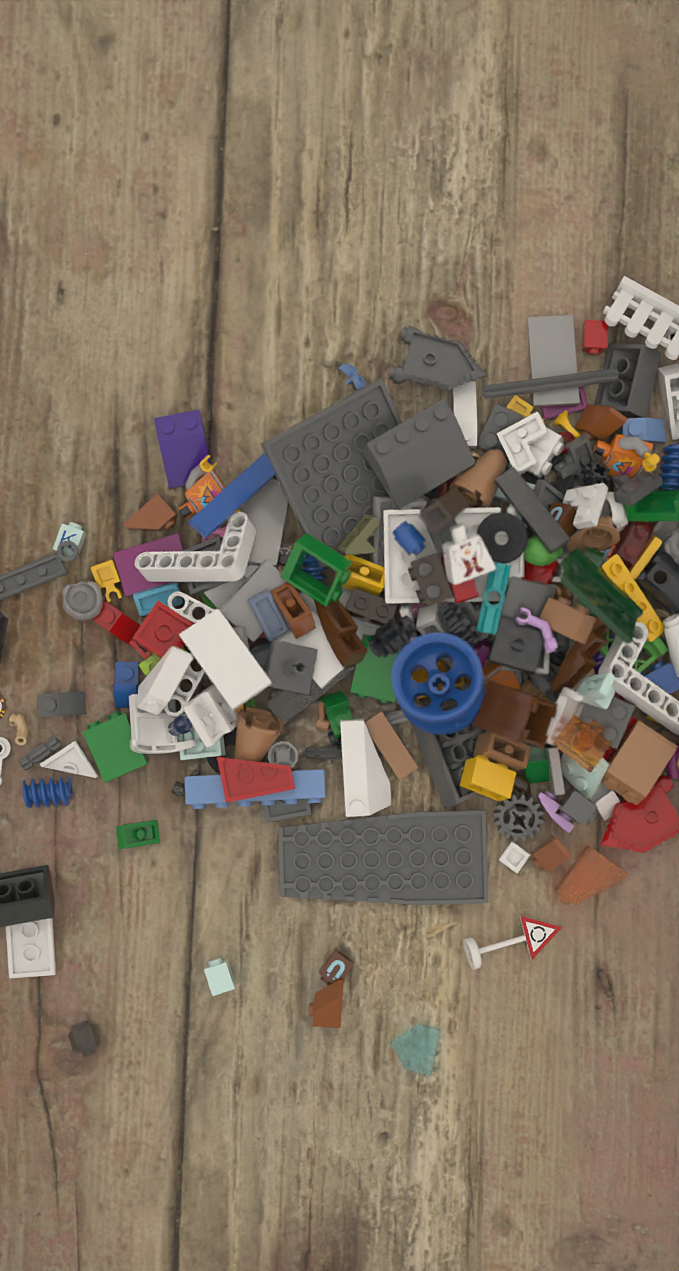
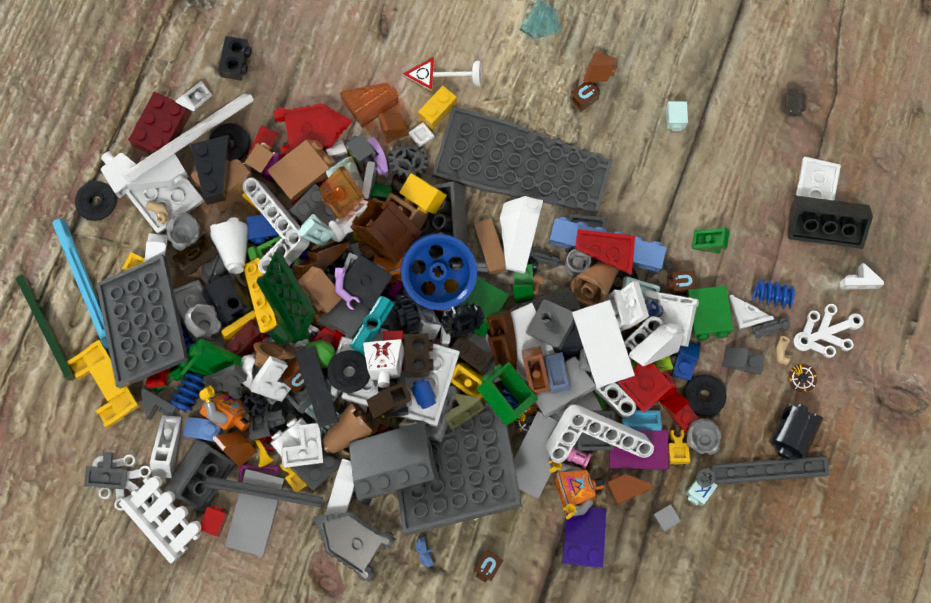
camera: 170 degrees left, 10 degrees down
(79, 650) = (714, 387): none -> black wheel
(99, 499) = (667, 518): none -> light grey tile
(156, 772) = (681, 282): none -> reddish brown brick
(233, 497) = (555, 477): blue tile -> none
(279, 383) = (488, 566): none -> reddish brown brick
(506, 894) = (437, 108): none -> yellow brick

